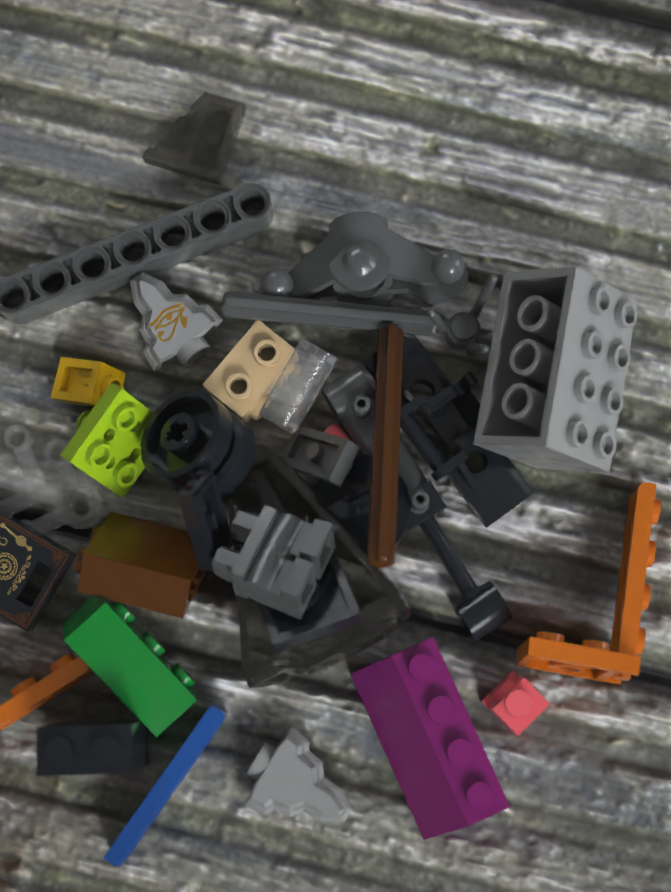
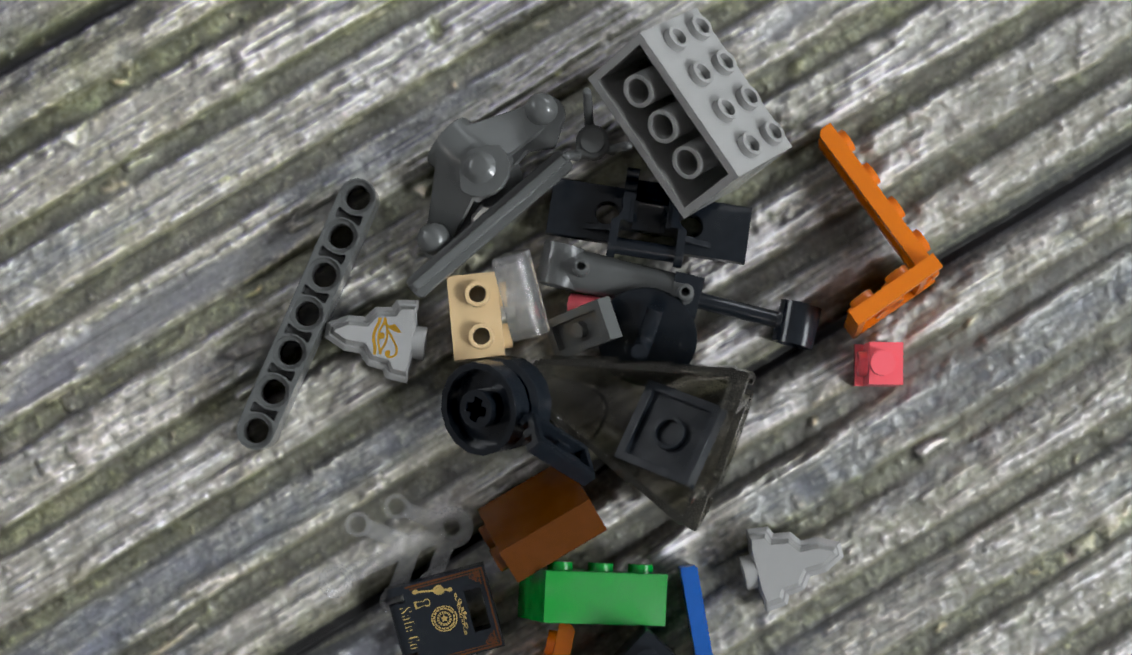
camera: 50 degrees left, 5 degrees up
(84, 381) = (369, 438): yellow bracket -> none
(108, 438) = (430, 460): lime plate -> none
(200, 140) = (269, 186): clear smoke wing -> none
(277, 560) = (632, 426): dark grey hips -> none
(385, 448) = (625, 277): reddish brown axle -> none
(430, 740) = (845, 445): magenta slope -> none

